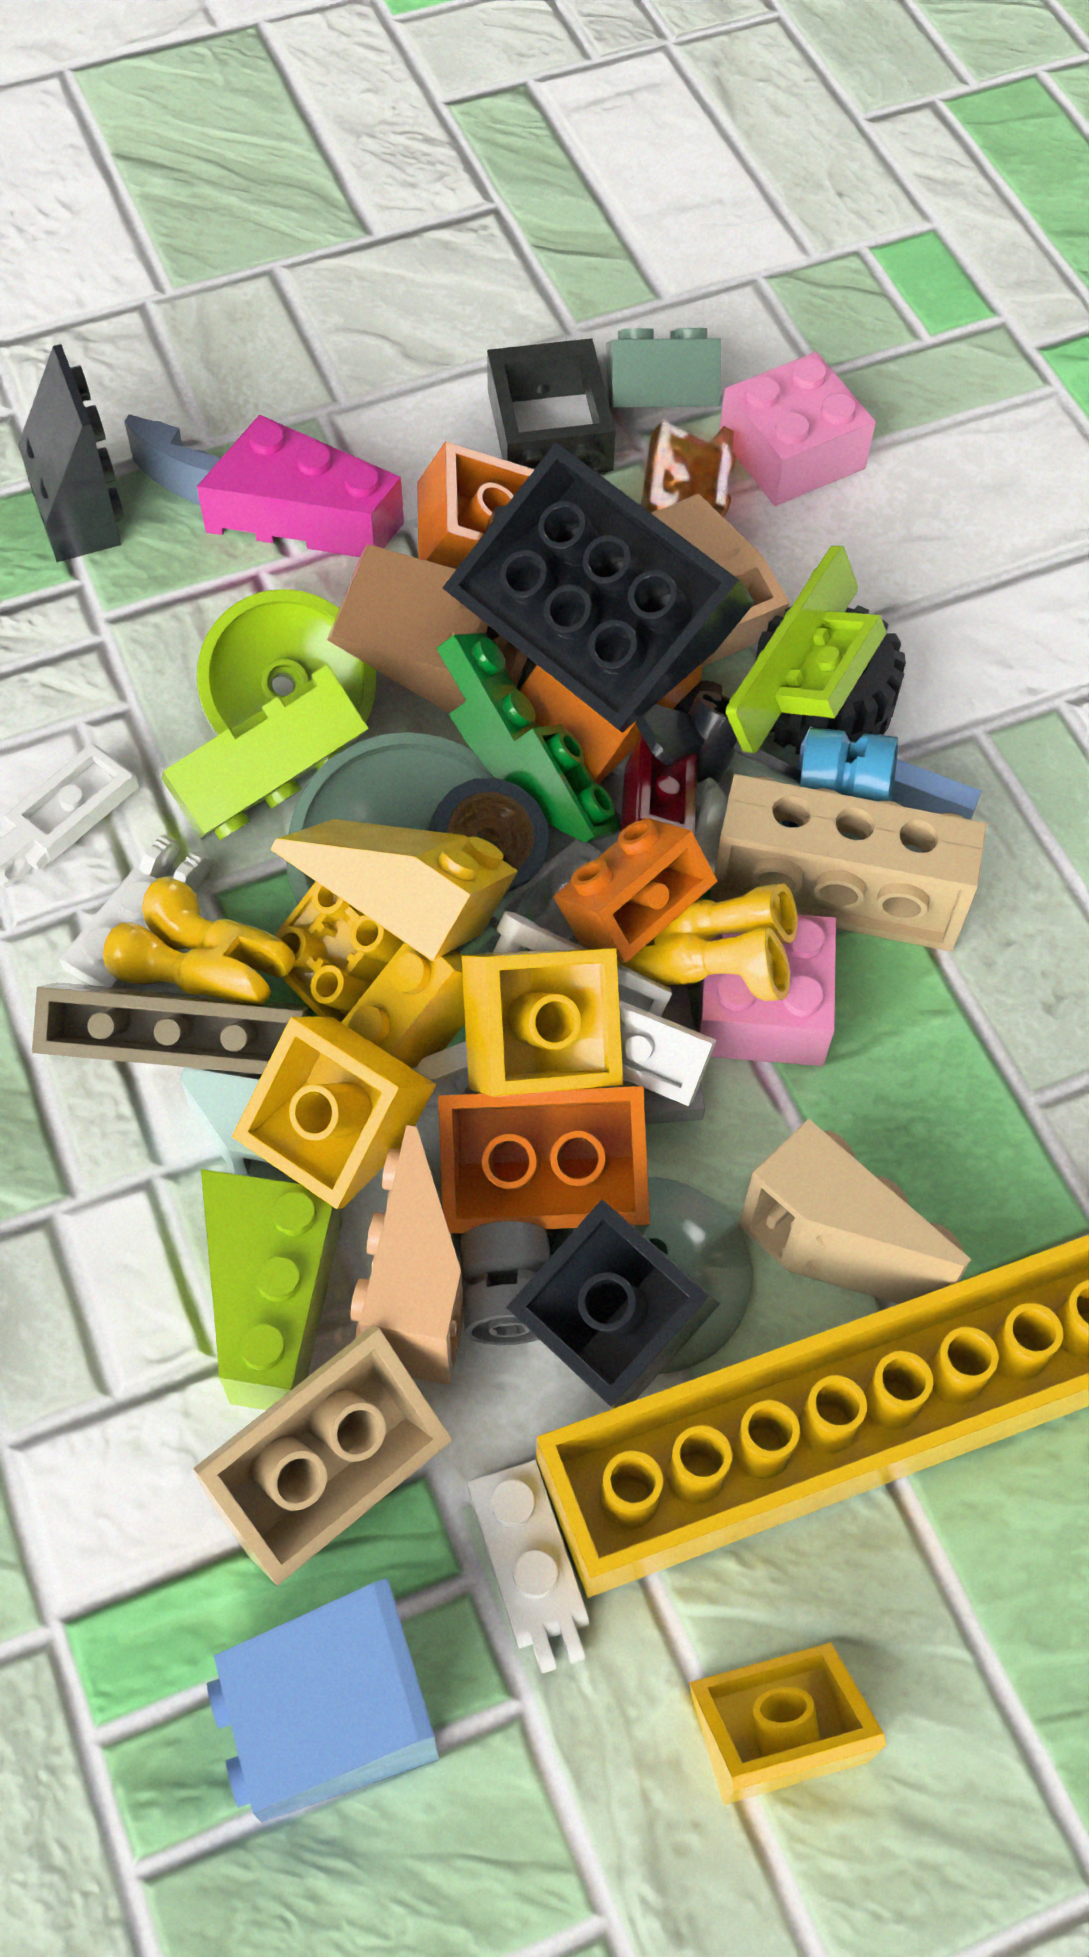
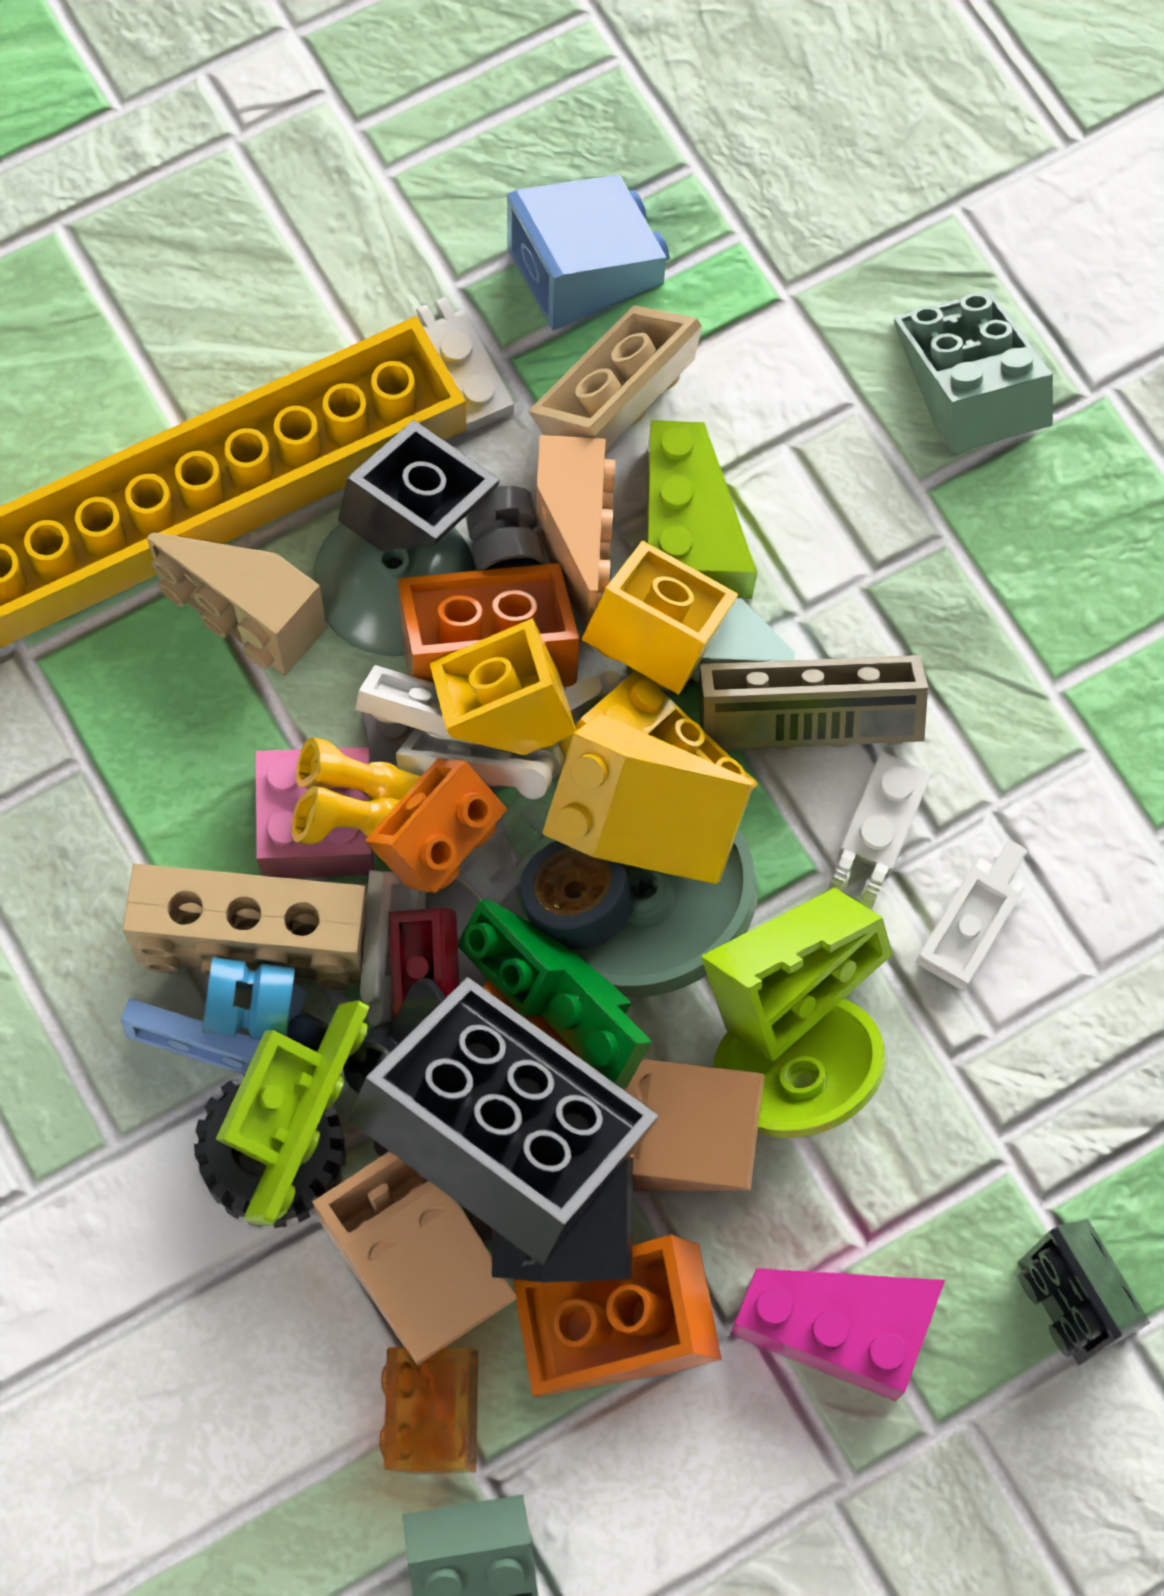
camera: 170 degrees right, 10 degrees up
(161, 456) = (1002, 1363): sand blue slope -> none
(219, 953) = (786, 766): yellow piece -> none
(544, 373) = (612, 1552): pearl dark grey window -> none
(784, 1722) = (275, 272): yellow slope -> none
(797, 428) = (314, 1498): bright pink brick -> none

